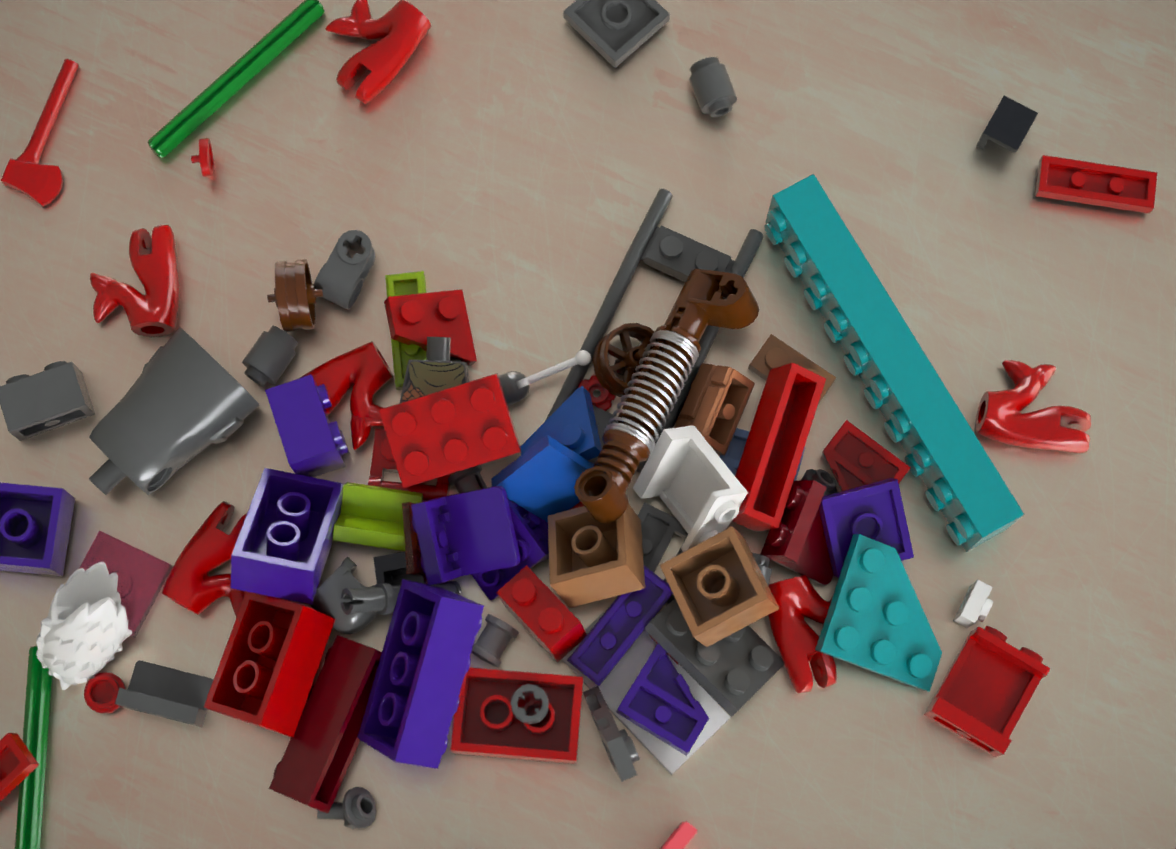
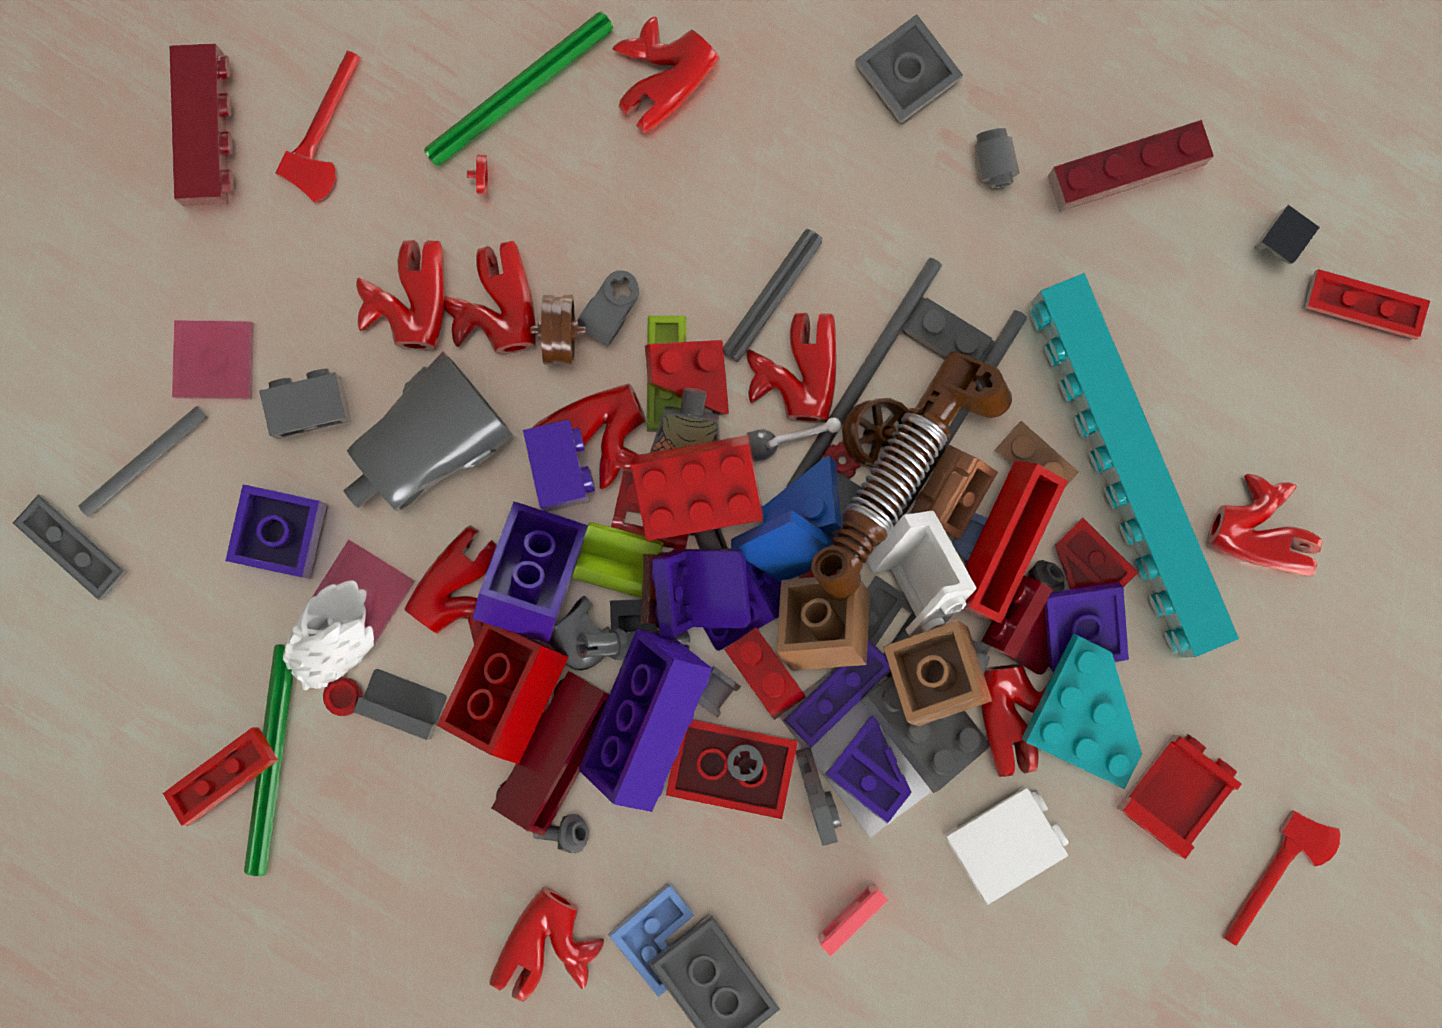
camera: 10 degrees right, 10 degrees up
(248, 304) = (511, 292): none -> red piece
(270, 356) = (527, 386): dark grey brick -> none
(507, 242) = (772, 295): none -> dark grey axle
(558, 336) = (813, 397): none -> red piece
(816, 763) = (1007, 844): none -> white panel
(844, 79) = (1130, 165): none -> dark red brick
(974, 605) = (1180, 712): white plate -> none
(1118, 718) = (1299, 834): none -> red piece

